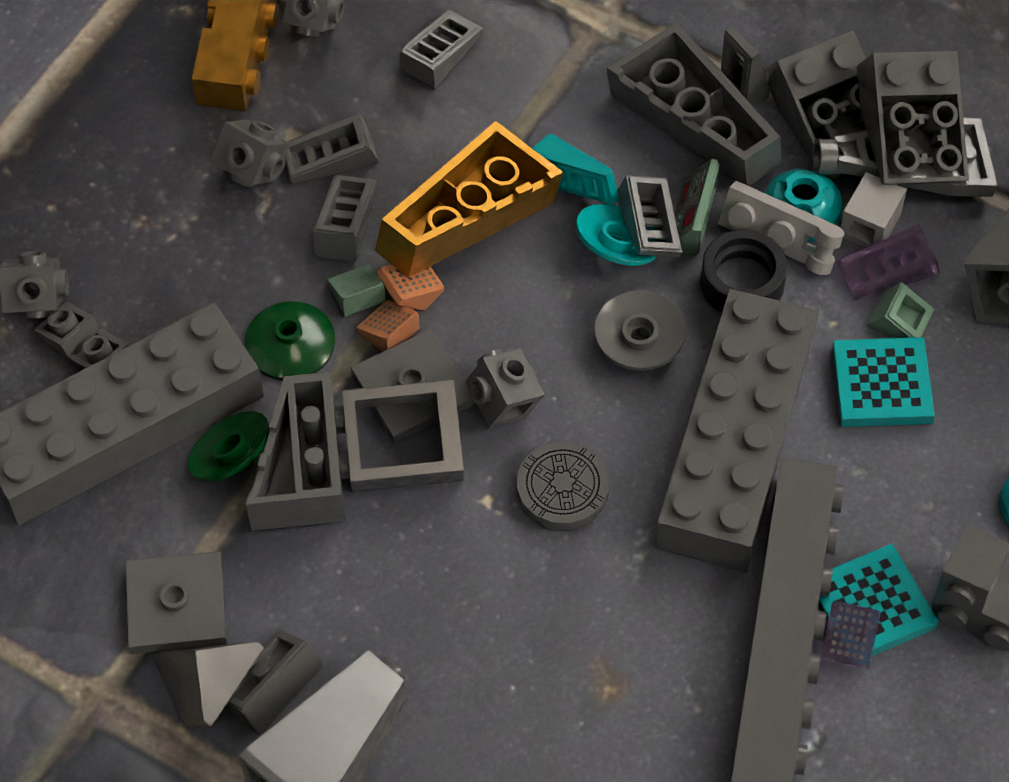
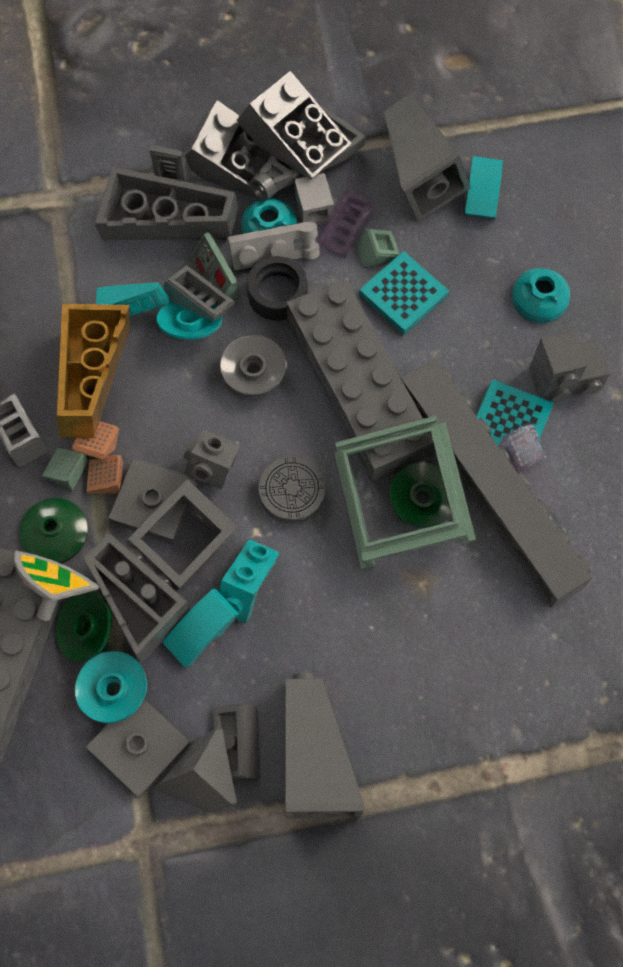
camera: 45 degrees left, 10 degrees up
(195, 510) = (99, 676): none -> teal dish
(229, 367) = (50, 581): none -> shield
(339, 536) = (200, 627): none -> teal slope
(425, 525) = (246, 577): none -> teal bracket
(697, 578) = (415, 480): none -> dark green dish
(721, 603) = (460, 528): none -> sand green piece

